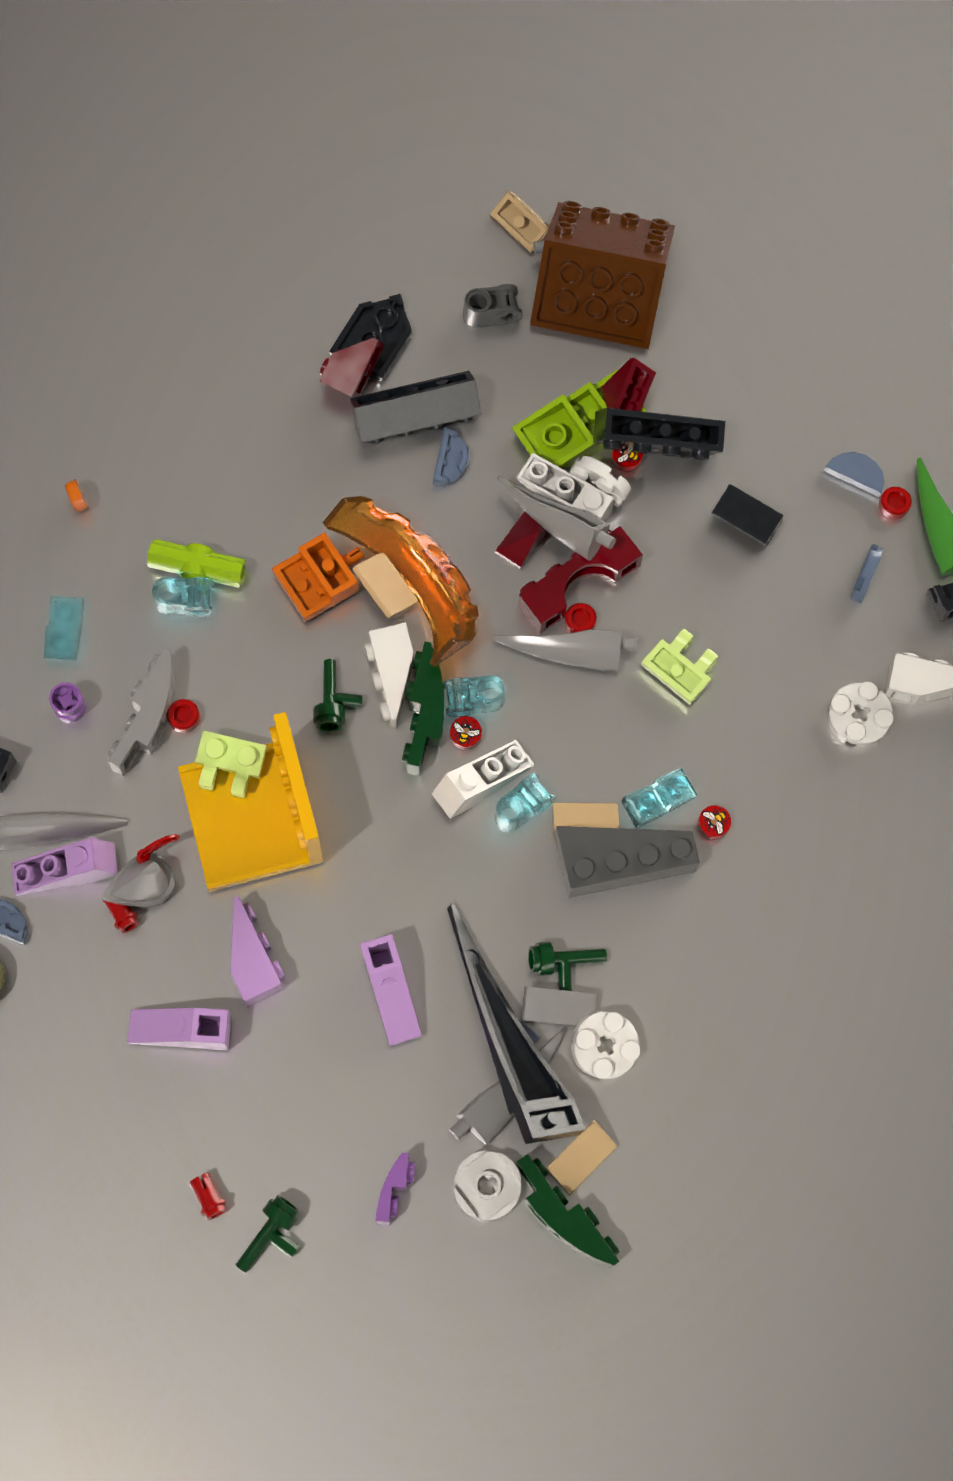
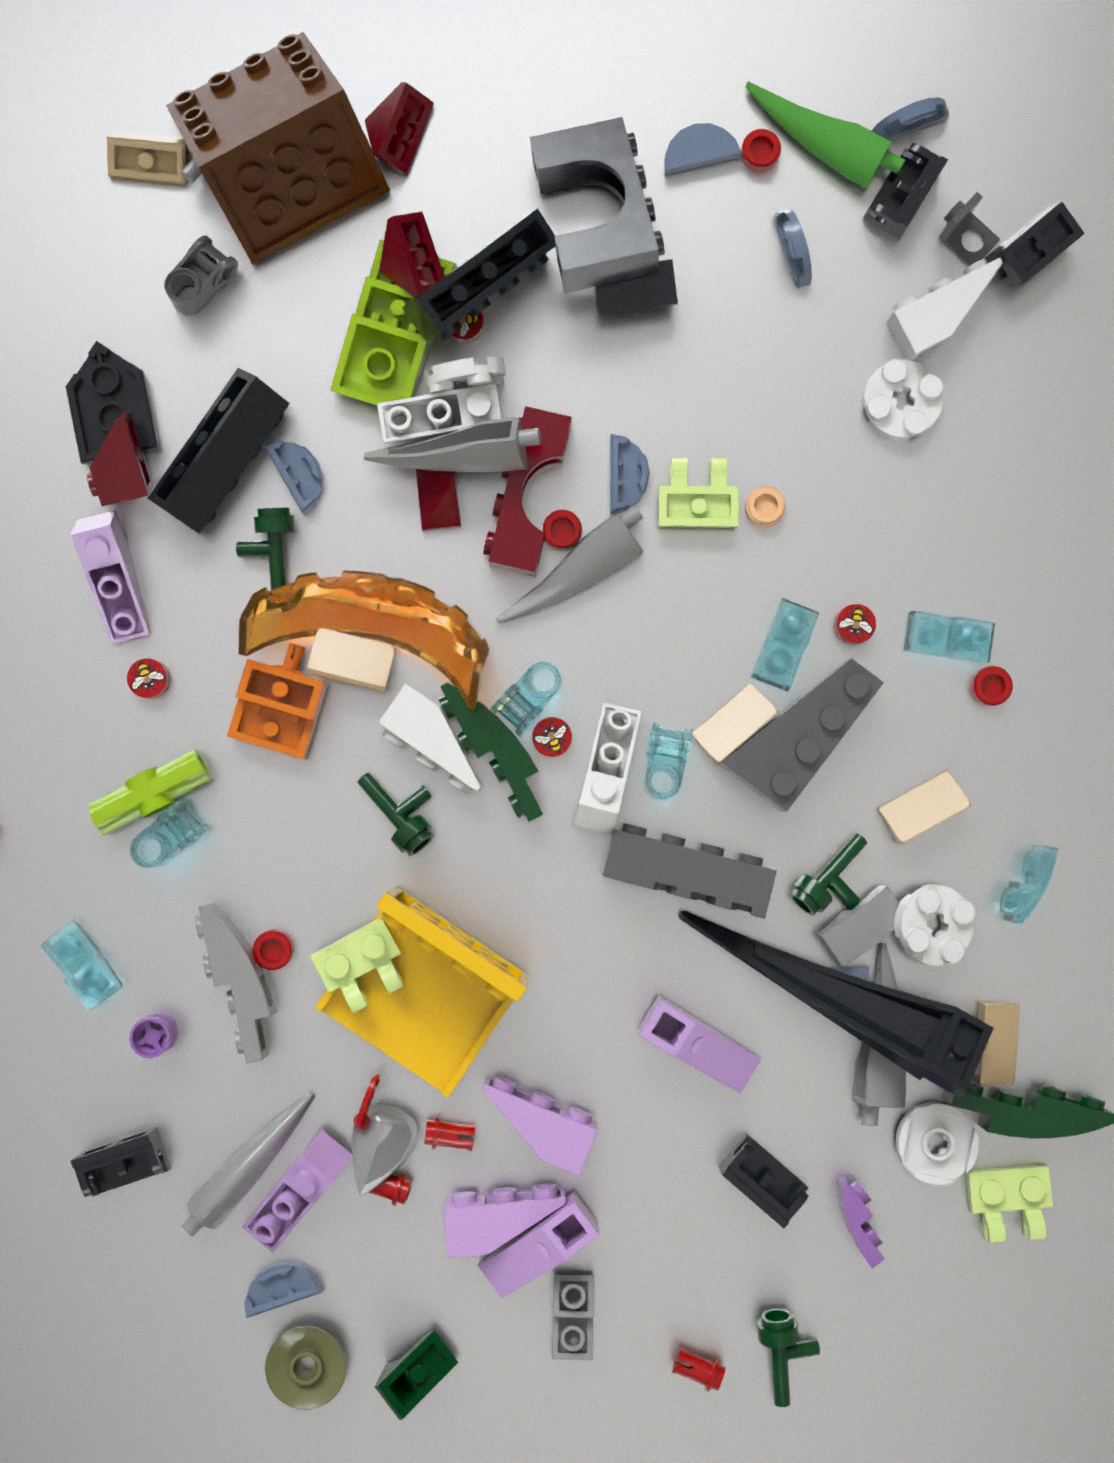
camera: 35 degrees left, 15 degrees up
(33, 1038) = (415, 1374): none -> dark green slope
(159, 1094) = (573, 1317): none -> light grey slope
(164, 988) = (487, 1222): none -> lavender slope
(187, 914) = (445, 1134): none -> red pin
(255, 500) = (148, 678): none -> tile
(288, 426) = (111, 575): none -> lavender slope
(356, 1112) = (764, 1180): none -> black hinge
(411, 473) = (273, 522): none -> dark green piece
(478, 878) = (688, 871): none -> dark grey wedge
(508, 1259) = (1010, 1189): none -> yellowish green plate
(650, 619) = (627, 474): none -> sand blue tile
(661, 969) = (923, 807): none -> tan slope
(680, 1074) = (1021, 898): none -> clear light blue slope
(685, 318) = (398, 125): none -> dark red slope
(718, 708) = (765, 507): none -> light nougat tile
(762, 481) = (602, 157): none -> arch
(767, 879) = (949, 636): none -> clear light blue slope
(769, 932) = (991, 686): none -> red tile

